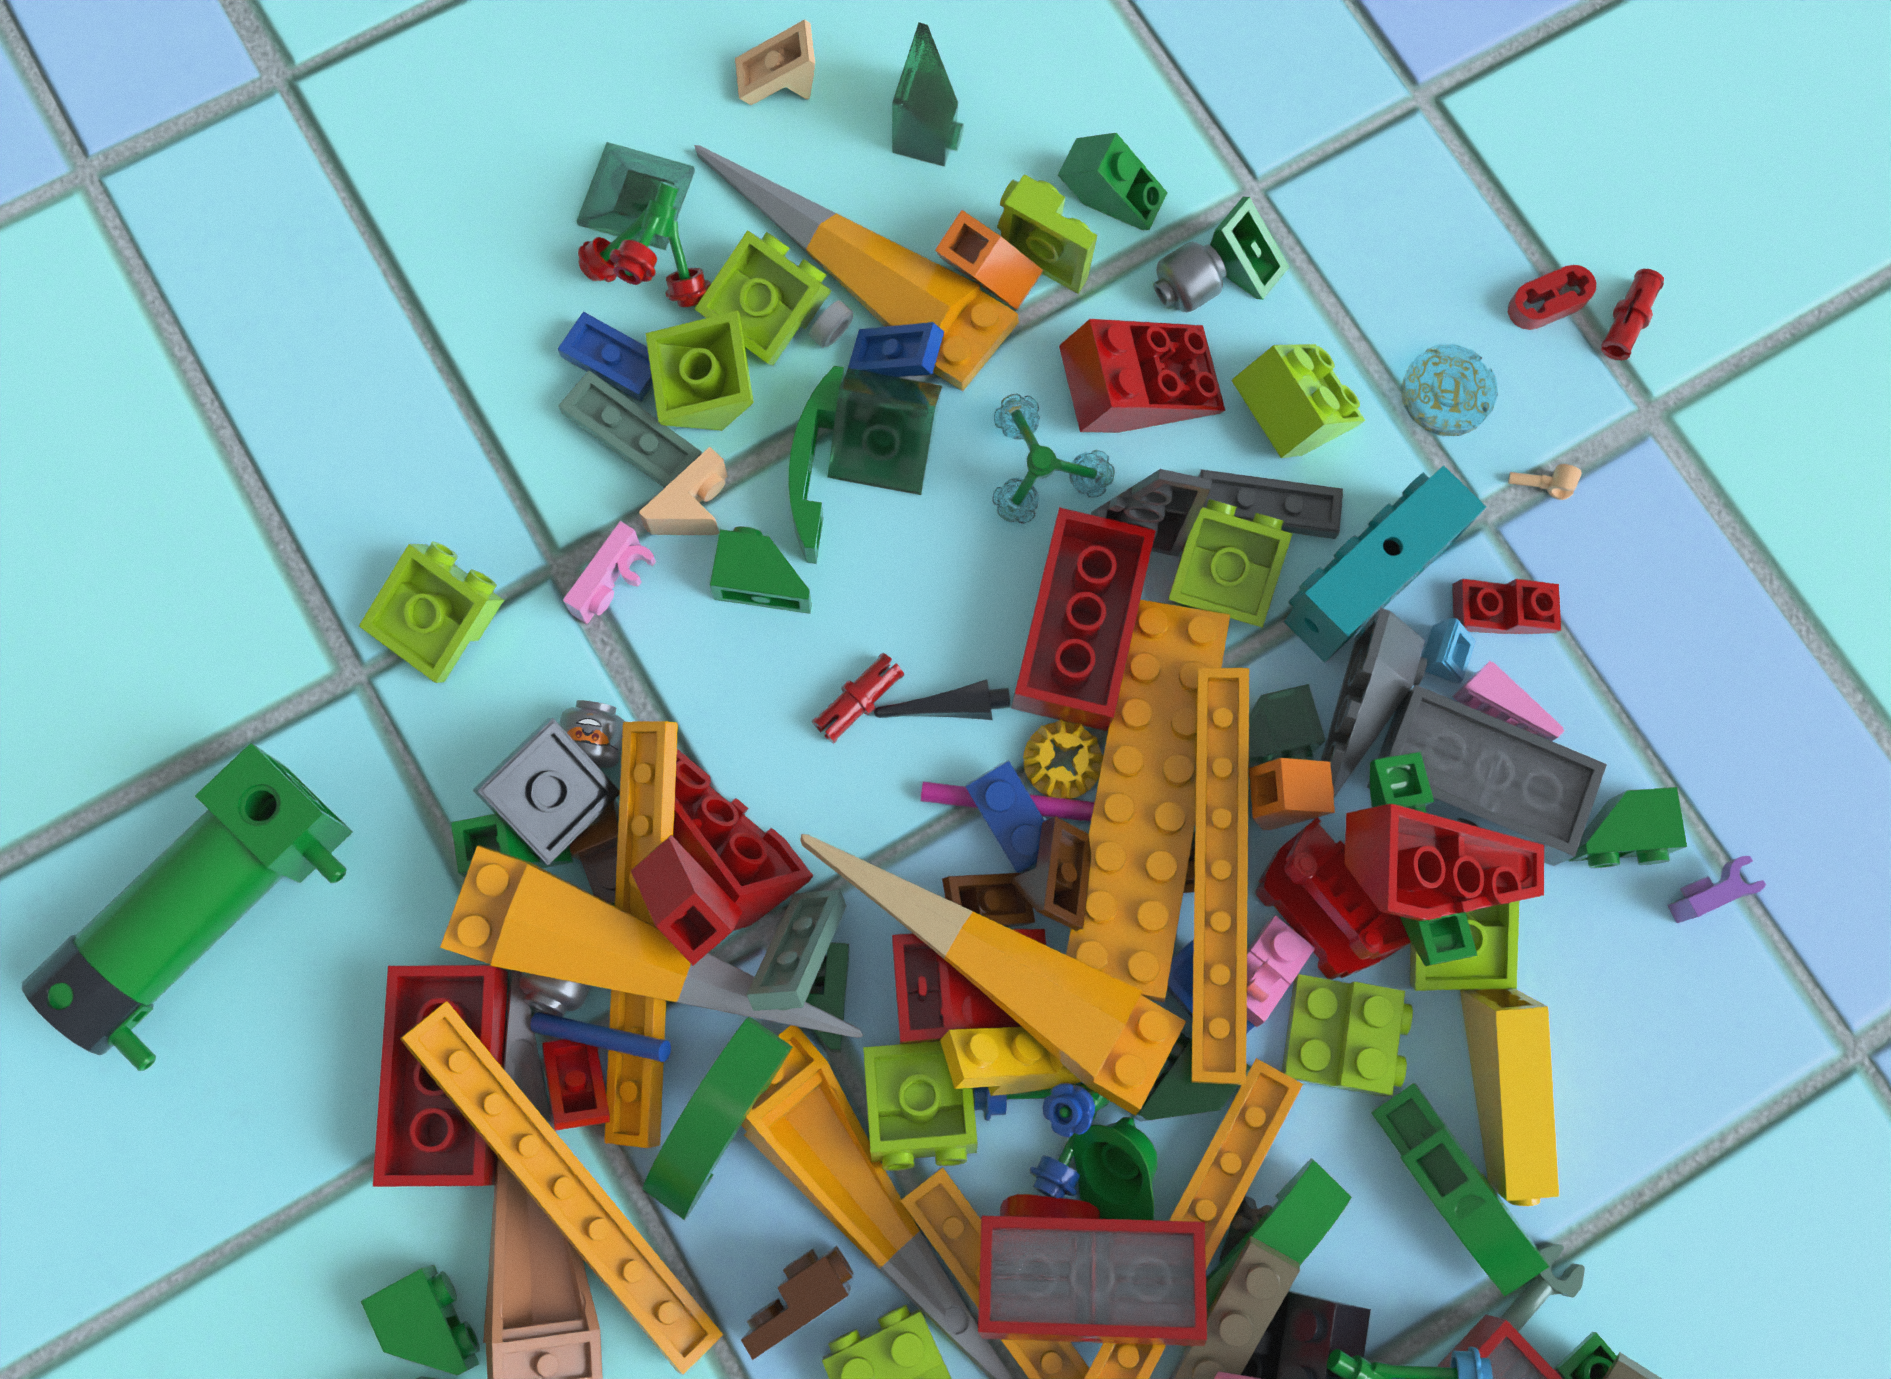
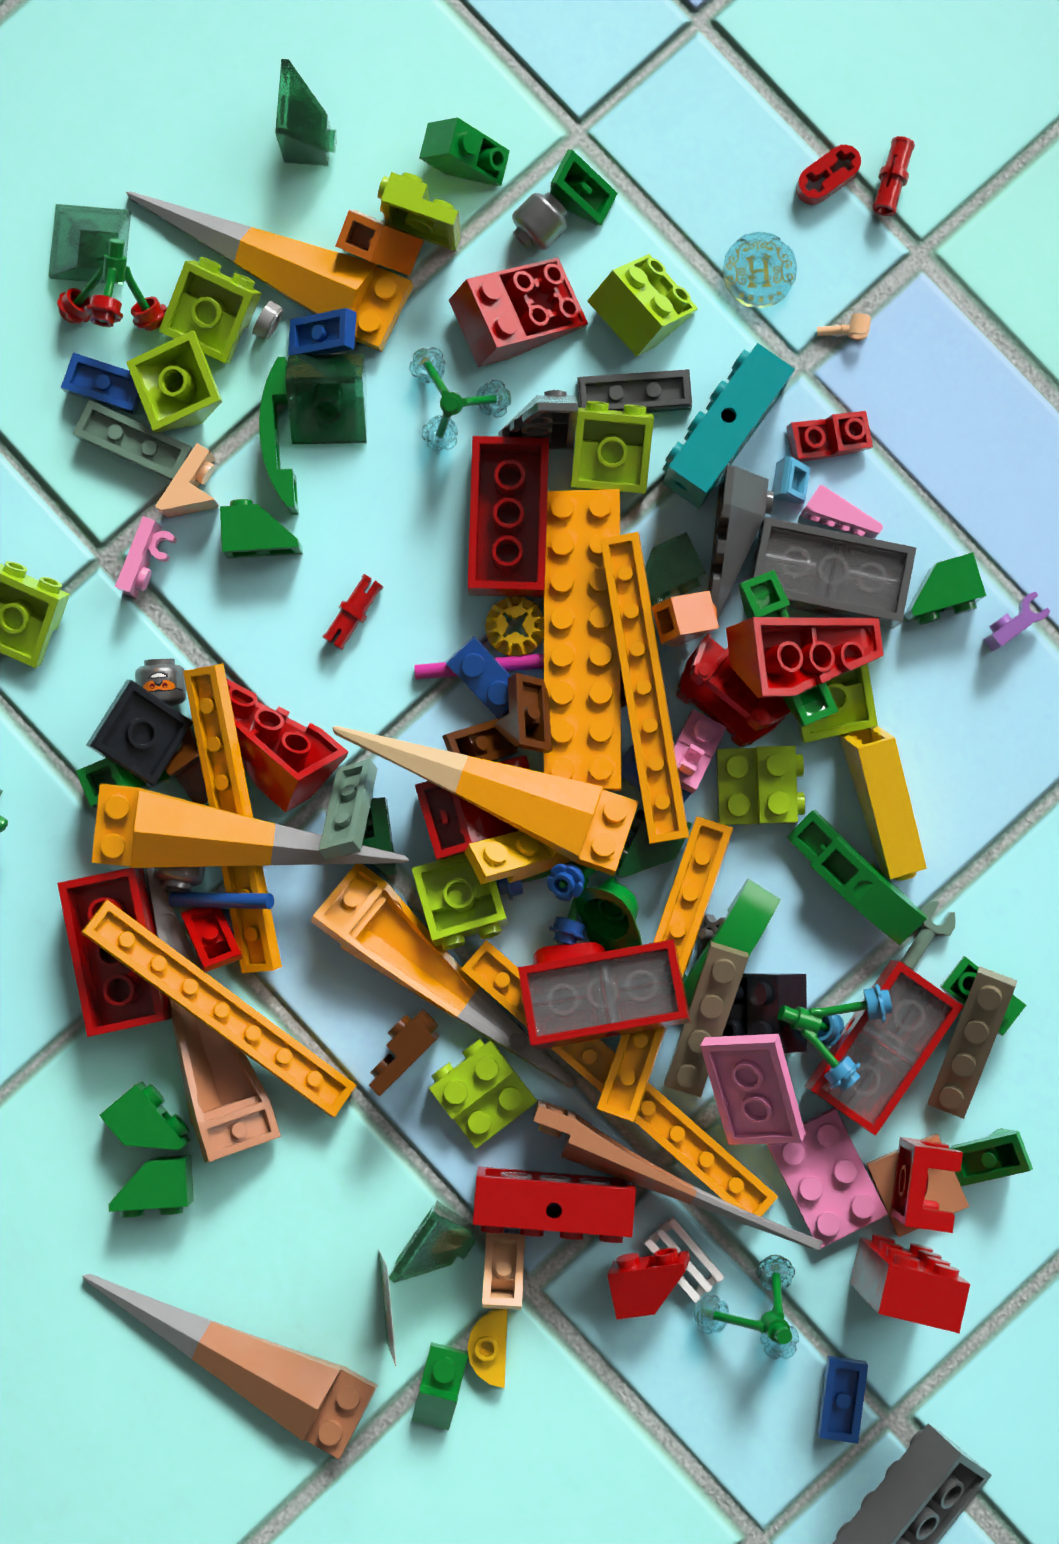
camera: 10 degrees left, 10 degrees up
(684, 900) = (259, 792): red slope -> none
(714, 1116) = (316, 938): green slope -> none
(777, 64) = (175, 111): light nougat slope -> none
(965, 702) = (436, 597): black piece -> none

